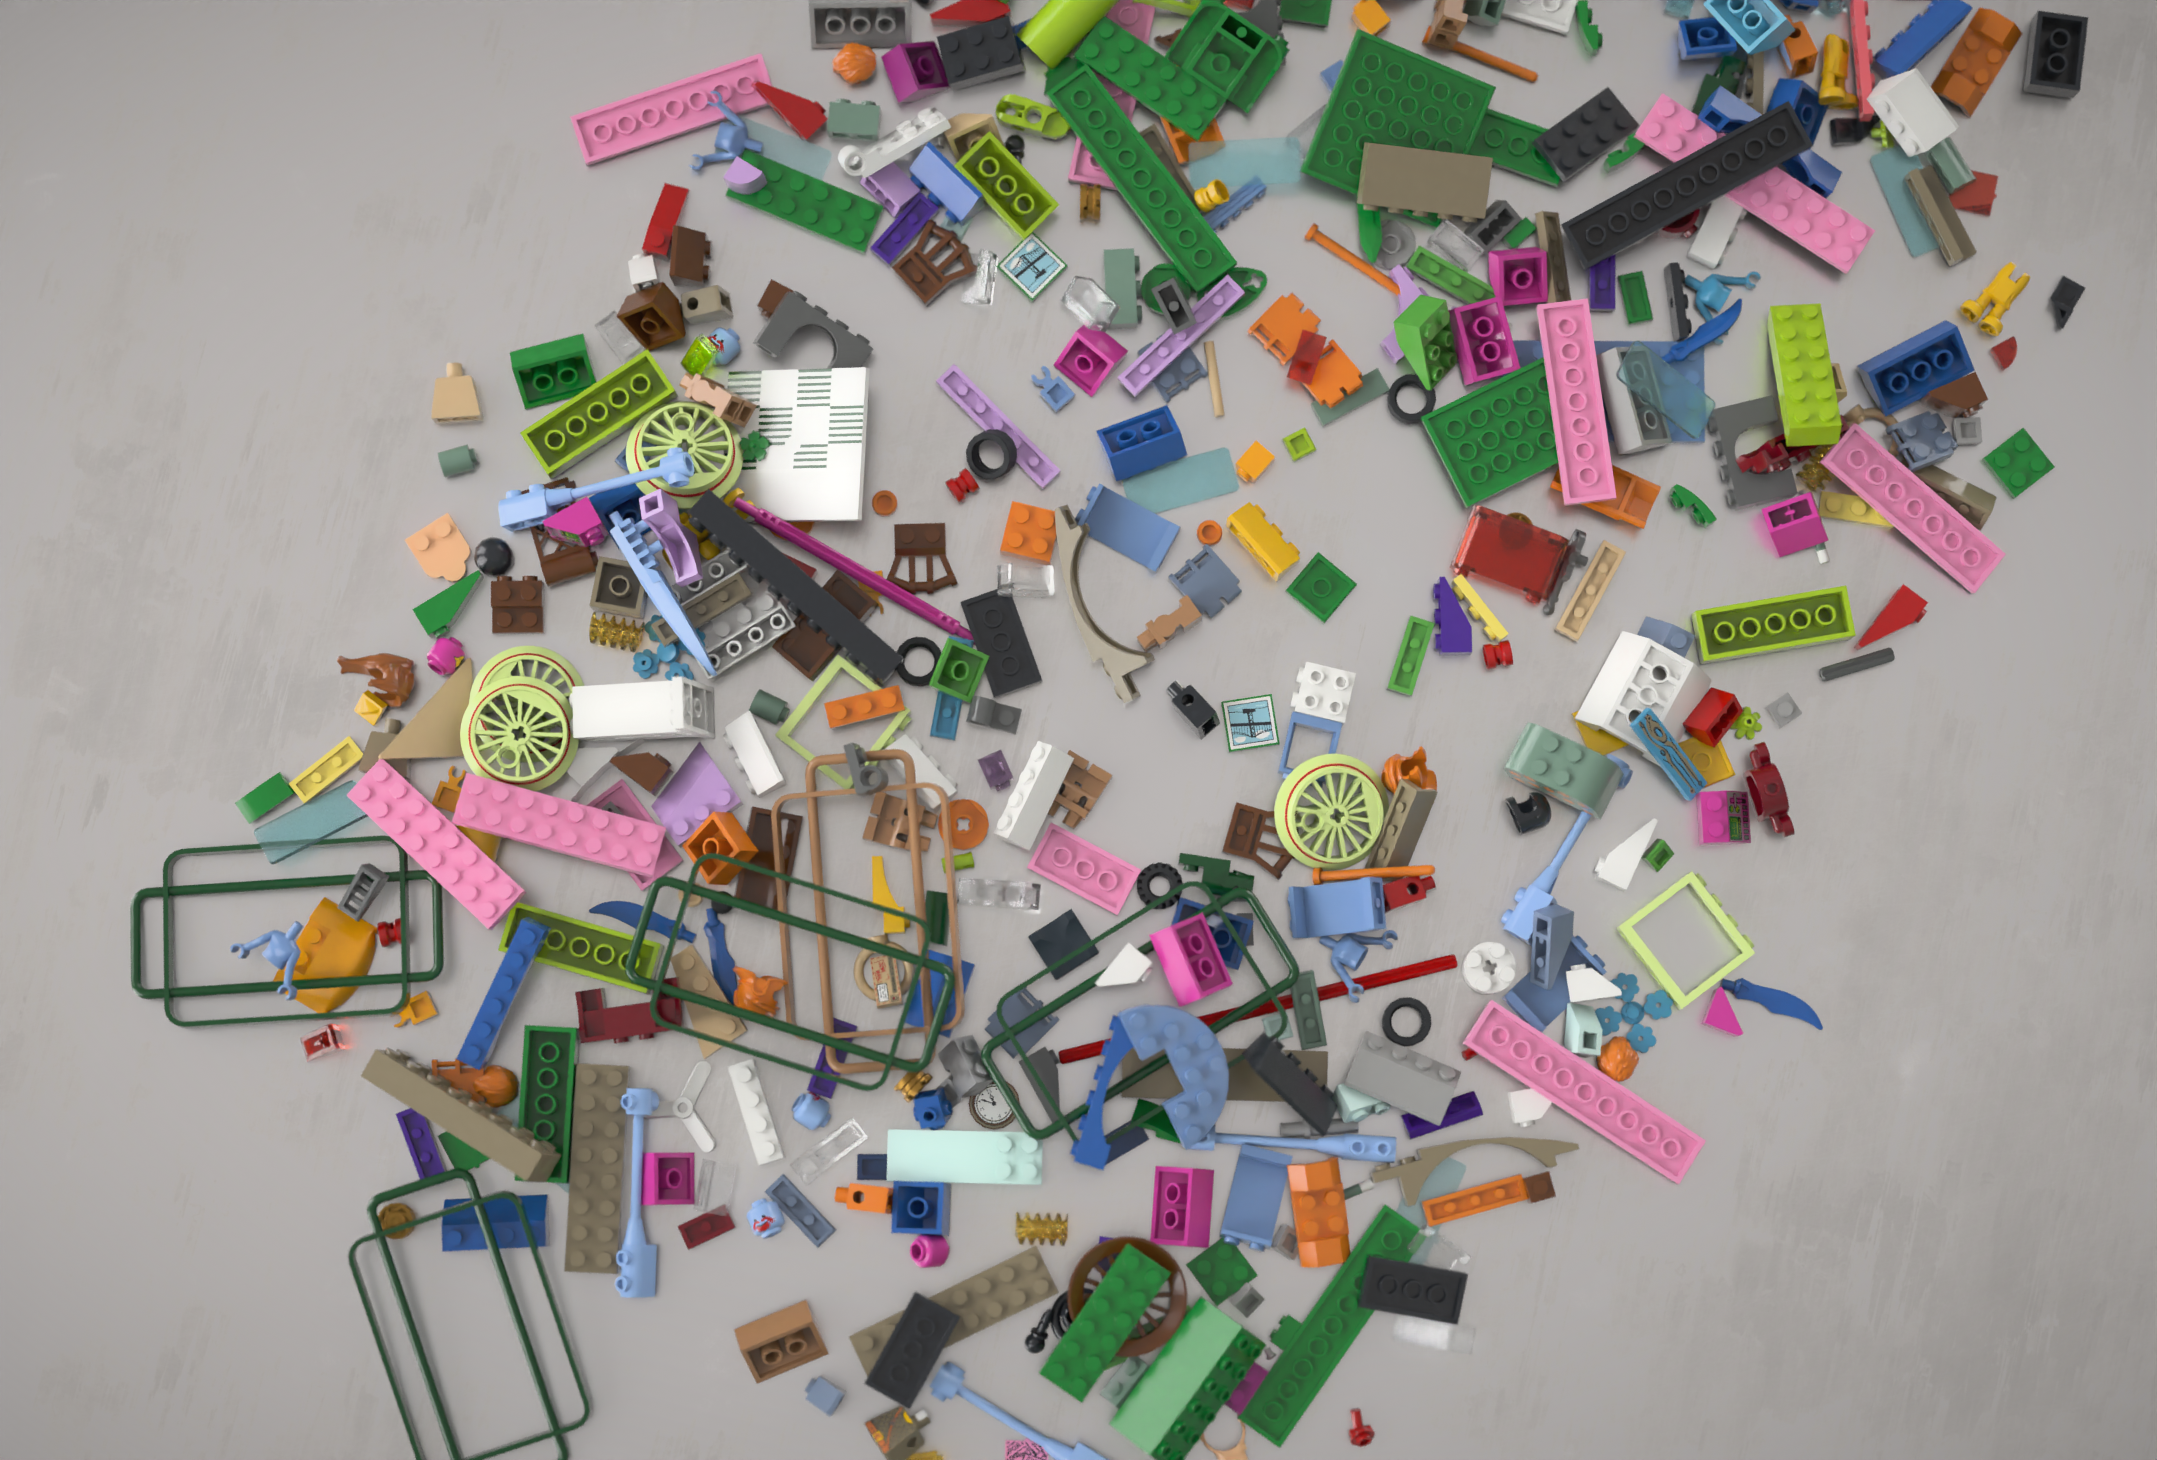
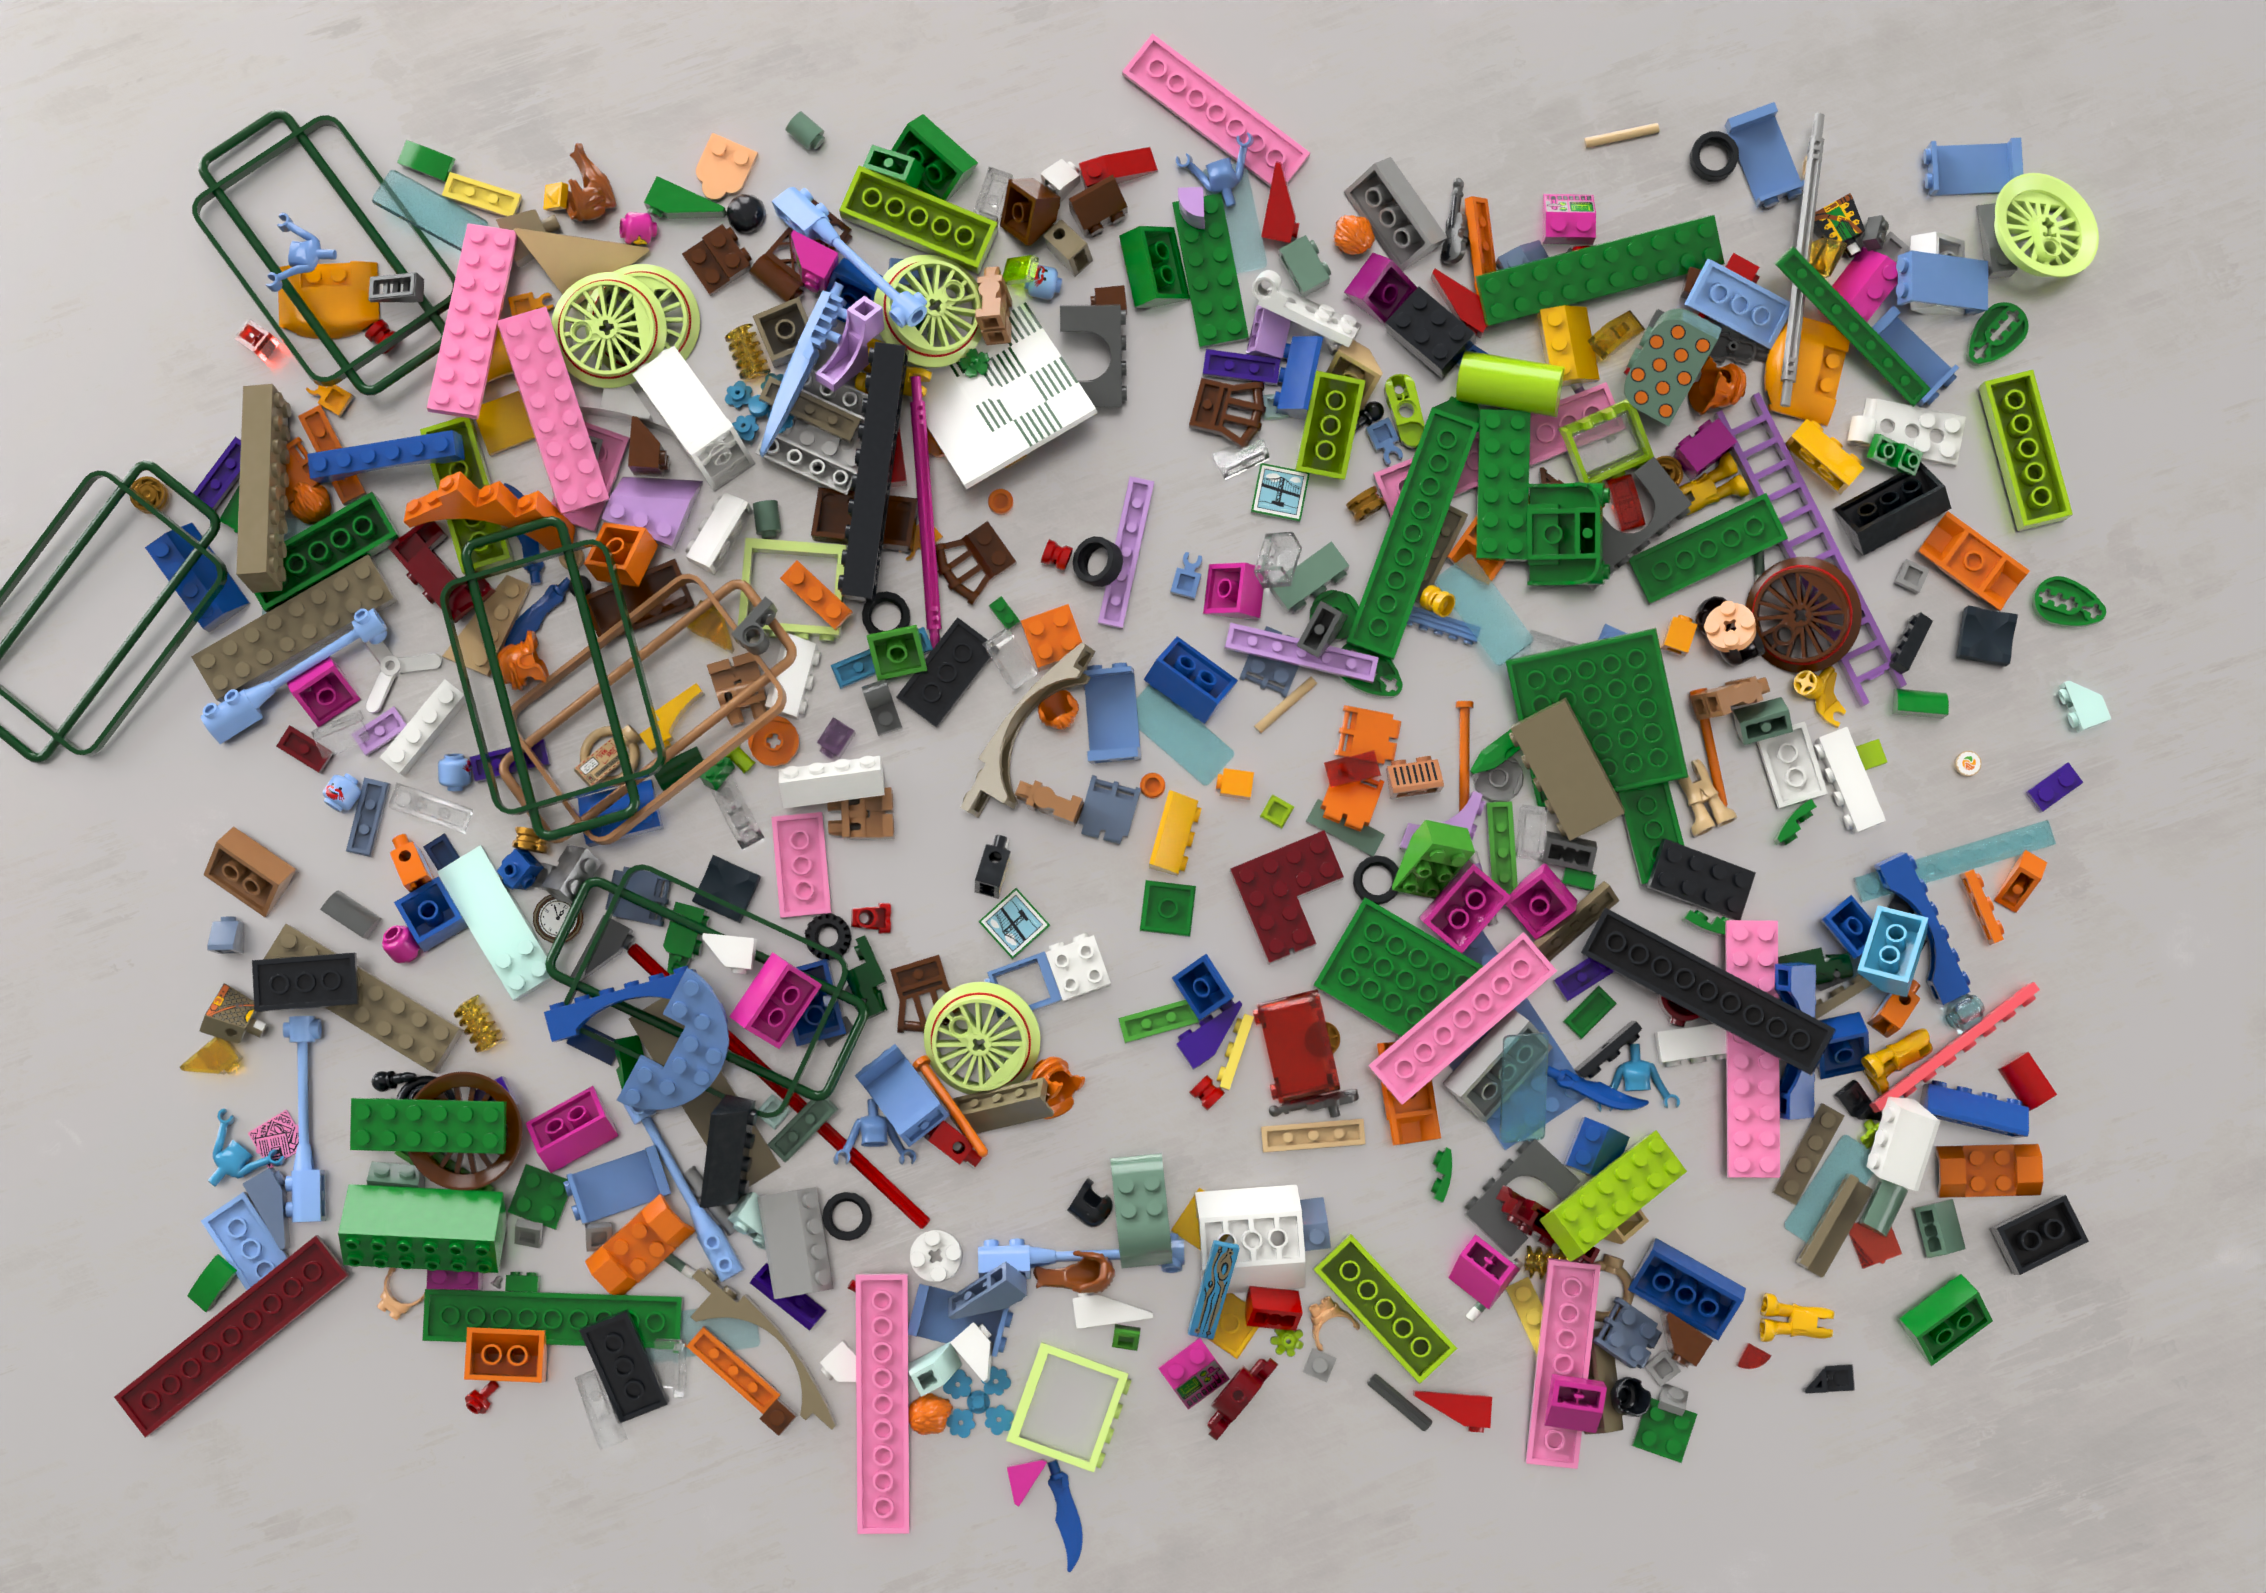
camera: 55 degrees right, 0 degrees up
(452, 1038) = (324, 439): none -> orange plate
(455, 397) = (857, 95): tan torso -> none
(539, 403) = (894, 165): none -> green brick
(539, 876) = (504, 423): none -> yellow tile
(607, 925) = (493, 503): none -> orange arch
(734, 1148) = (382, 730): none -> lavender plate
(770, 245) = (1154, 266): none -> green slope
(834, 812) = (713, 628): none -> clear yellow slope
(875, 1277) = (351, 914): none -> dark grey brick
(963, 890) = (718, 773): none -> green piece
(982, 561) = (1004, 613): none -> green piece
(1041, 150) = (1383, 437): none -> medium blue plate
(1085, 1010) = (681, 942): none -> green hinge
(1095, 568) = (1058, 710): none -> orange hair
(1171, 834) = (877, 917): none -> red plate
(1339, 1383) = (505, 1355): none -> orange slope
(1347, 311) = (1414, 778): none -> nougat slope
(1363, 491) = (1272, 889): none -> dark red piece
(1409, 598) = (1203, 987): none -> blue slope
(1512, 86) = (1700, 793): none -> tan piece
(1588, 850) = (1089, 1275): none -> dark orange hair
(1743, 678) = (1324, 1312): none -> light nougat helmet
(1750, 367) = (1594, 1147): none -> blue slope
(1867, 197) = (1808, 1154): none -> dark tan plate
(1954, 518) = (1575, 1403): none -> dark pink slope
(1975, 472) = (1630, 1397): none -> black hair
(1997, 131) = (1940, 1228): none -> sand green brick
(1999, 439) = (1673, 1399): none -> light grey plate
(2075, 175) = (1946, 1319): none -> green slope

